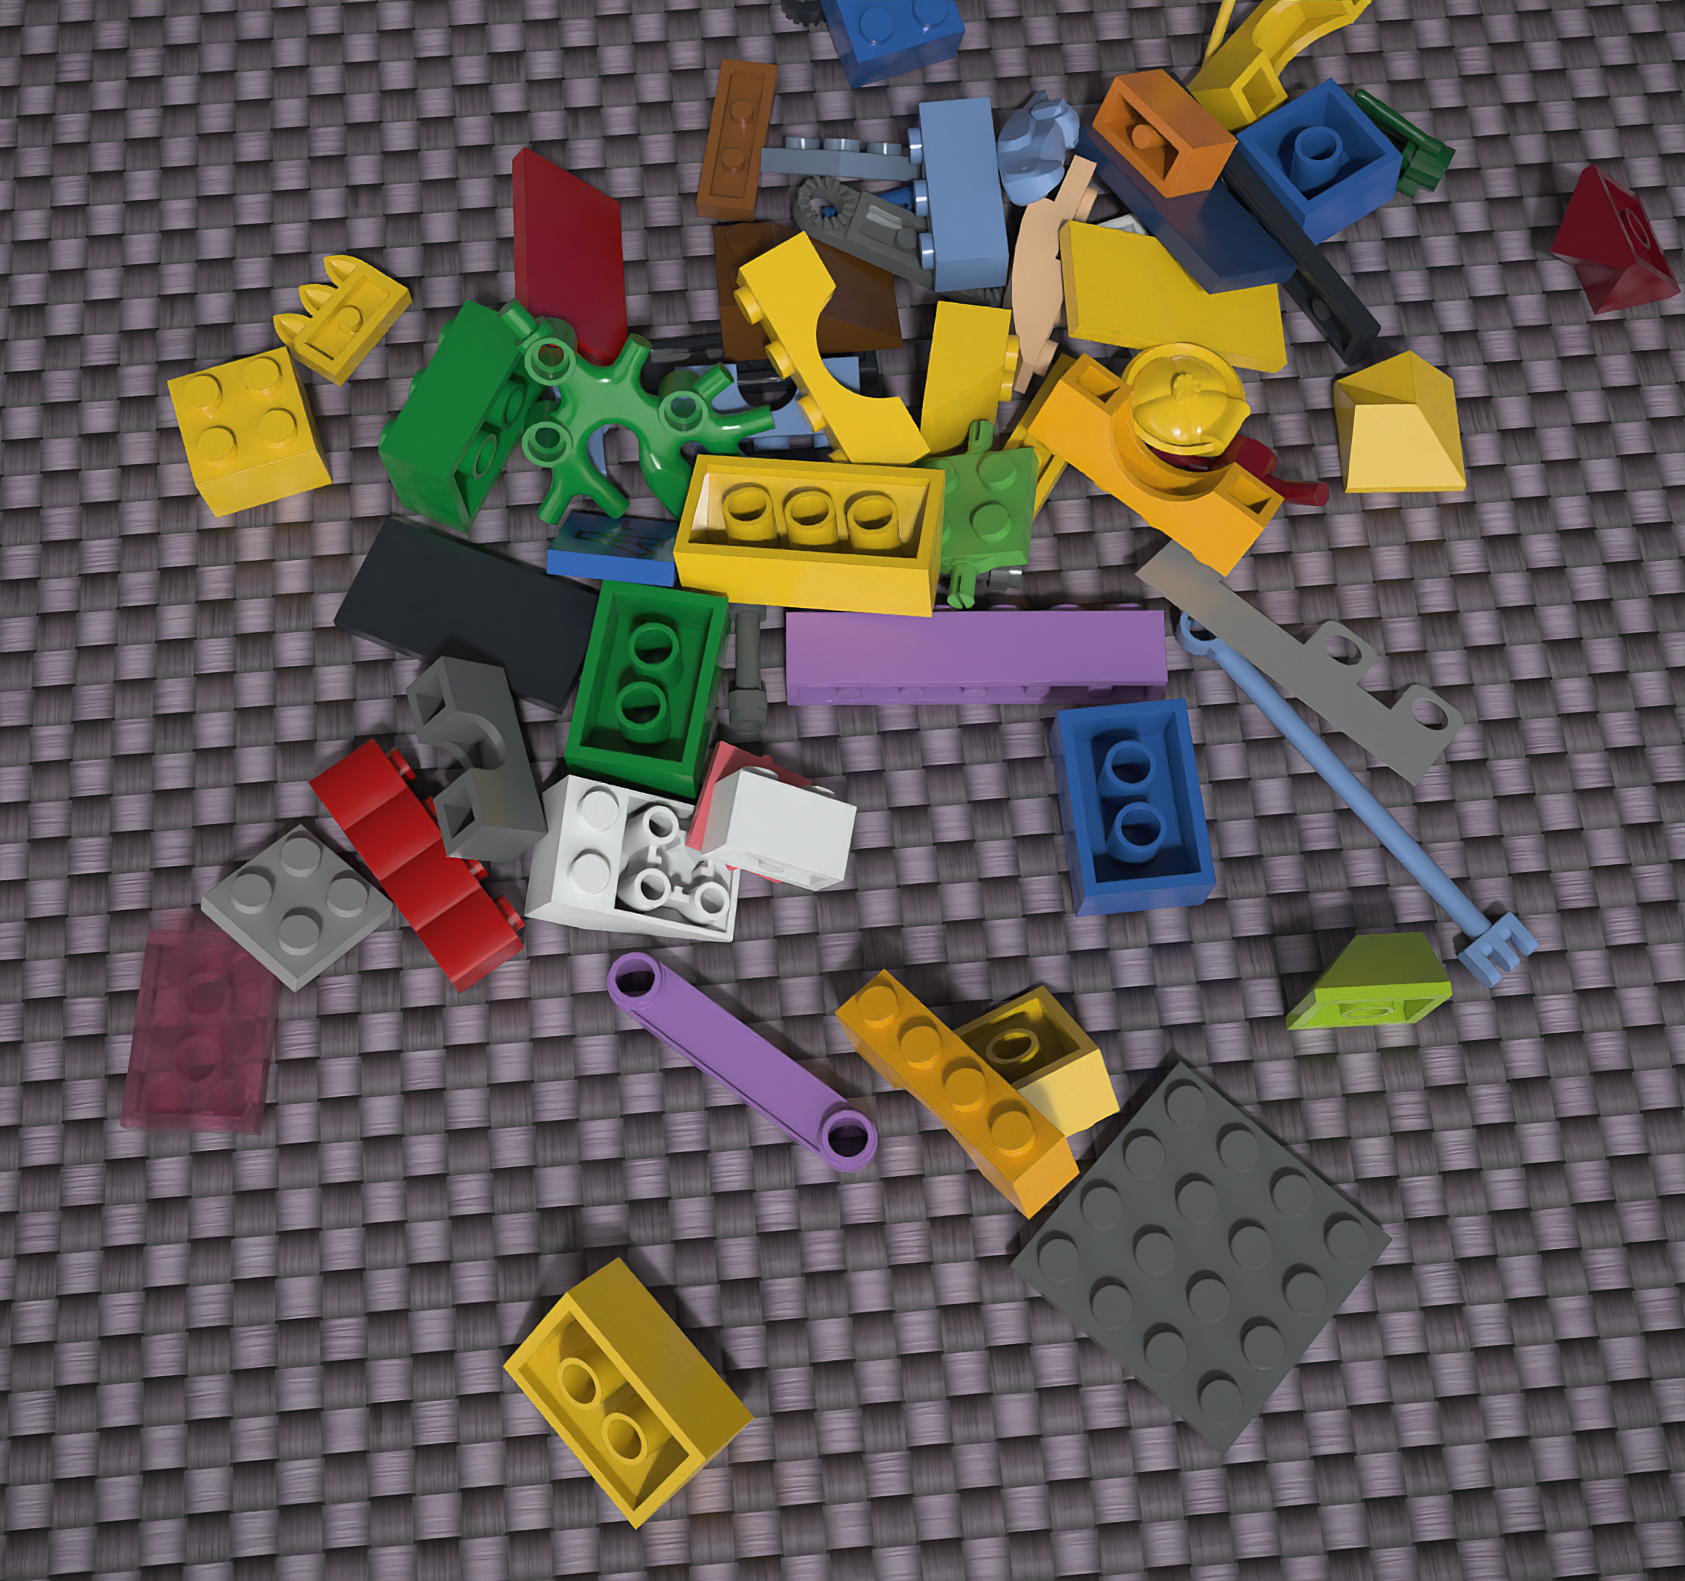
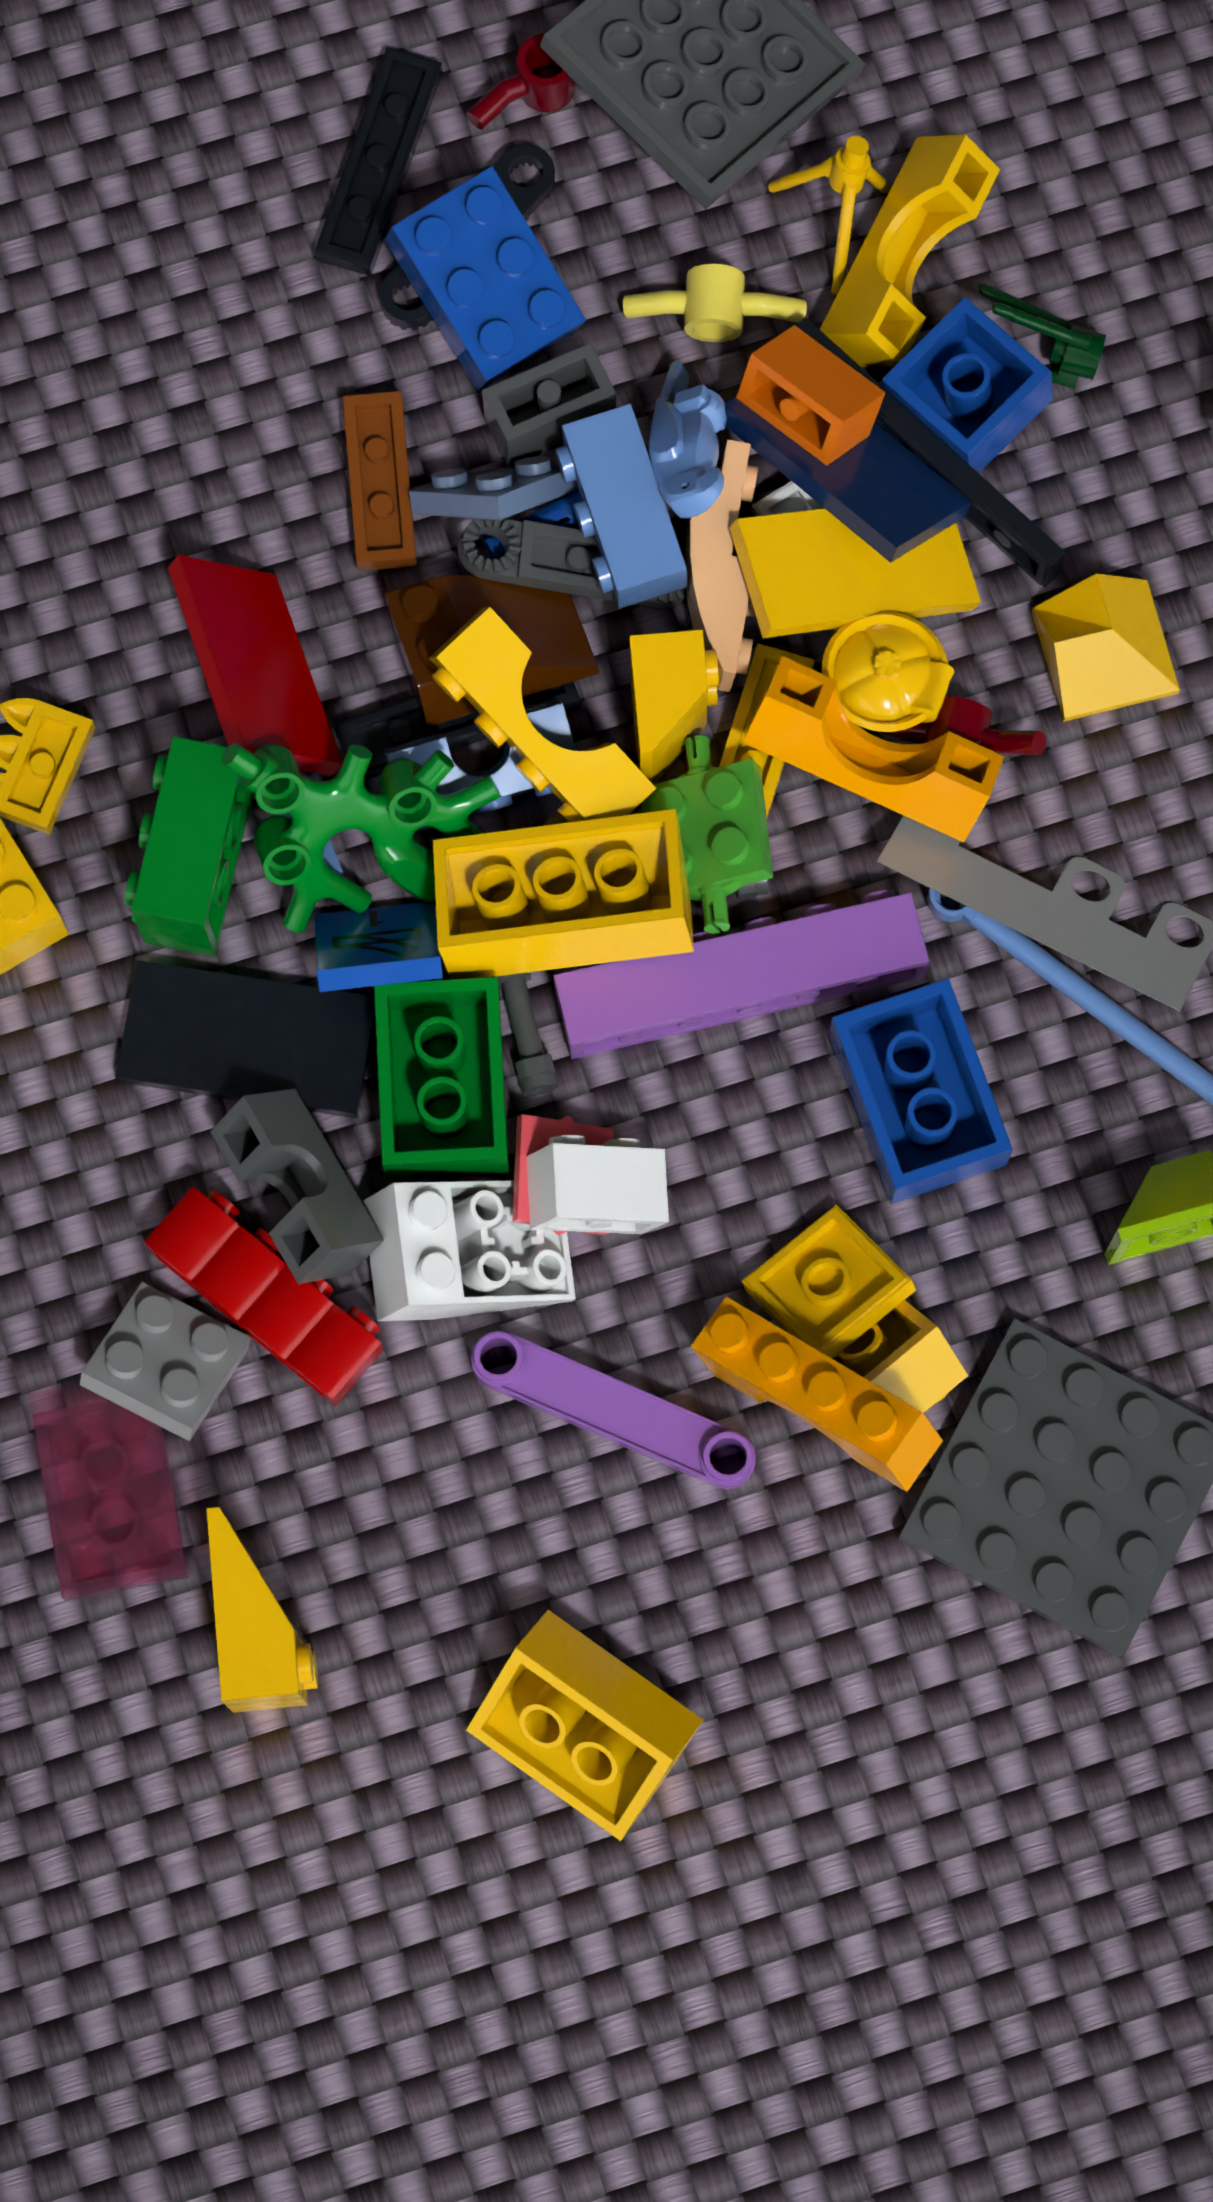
camera: 10 degrees left, 5 degrees up
(299, 1207) = (257, 1646): none -> yellow slope
(890, 90) = (533, 405): none -> dark grey brick
(995, 982) = (829, 1284): none -> yellow tile
(1085, 51) = (714, 303): none -> light yellow piece

